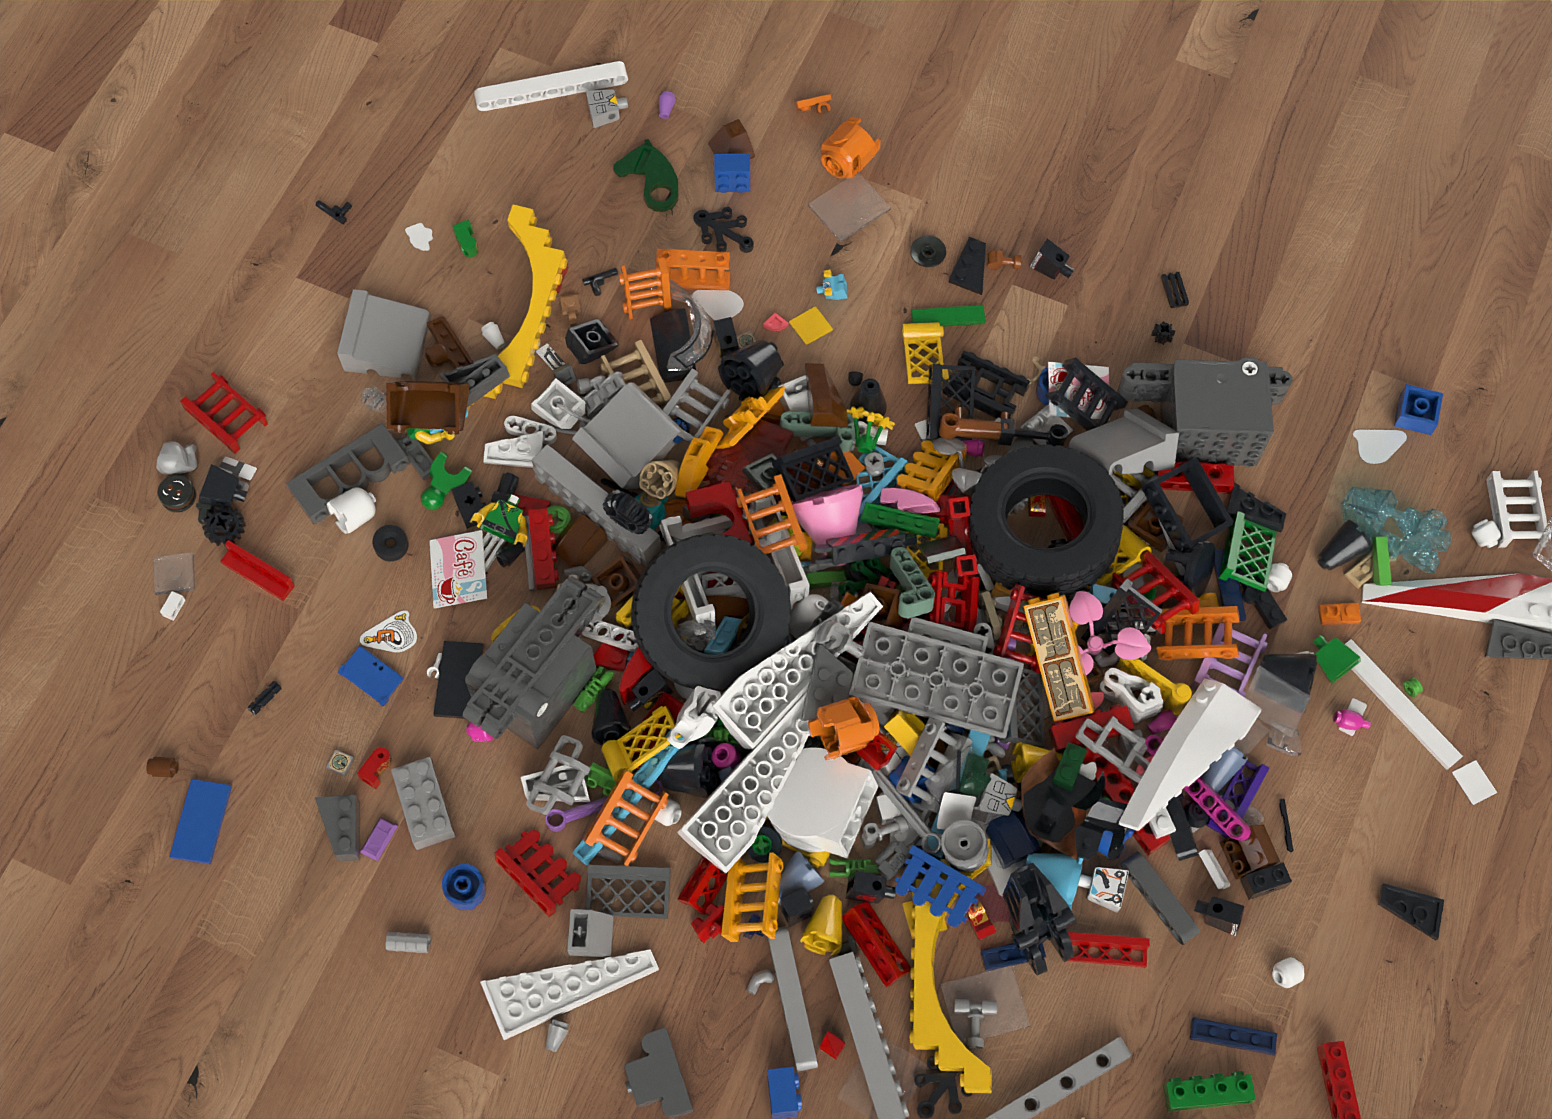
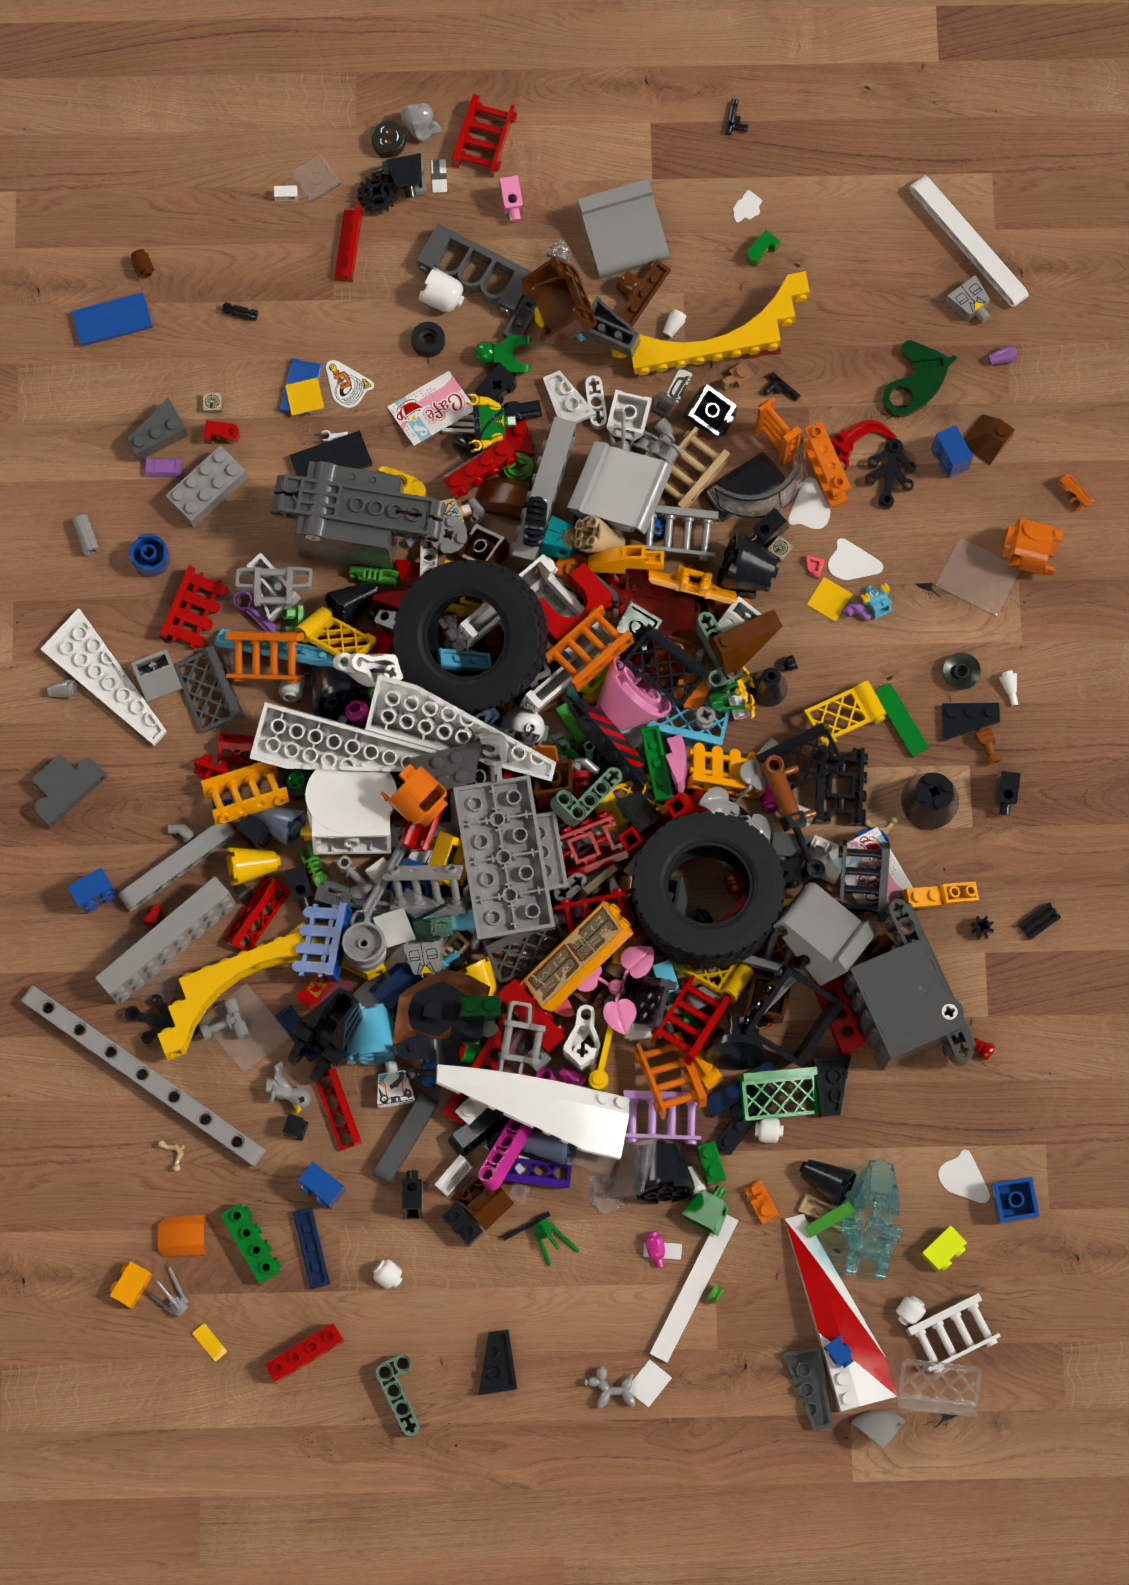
camera: 65 degrees right, 10 degrees up
(297, 412) = (509, 192): none -> bright pink torso
(383, 674) = (304, 396): none -> yellow sticker
(672, 233) = (844, 440): none -> red piece
(787, 294) = (852, 562): none -> white sticker
(832, 306) = (853, 609): none -> medium lavender arm
(874, 576) = (585, 763): none -> light grey arm
(954, 221) = (1009, 683): none -> white cone
(1032, 321) = (929, 811): none -> black cone
(1063, 995) = (281, 1089): none -> light grey animal
(1107, 998) = (295, 1127): none -> black brick
(1121, 349) = (941, 895): none -> light orange slope
(1179, 995) = (322, 1185): none -> blue brick
(1290, 638) = (711, 1163): none -> green brick
(1297, 809) = (544, 1230): none -> green plant
(1415, 1012) = (401, 1398): none -> sand green beam
(1439, 484) = (944, 1248): none -> neon yellow brick
(1476, 825) = (600, 1381): none -> light grey piece
(1512, 601) = (839, 1352): none -> blue brick

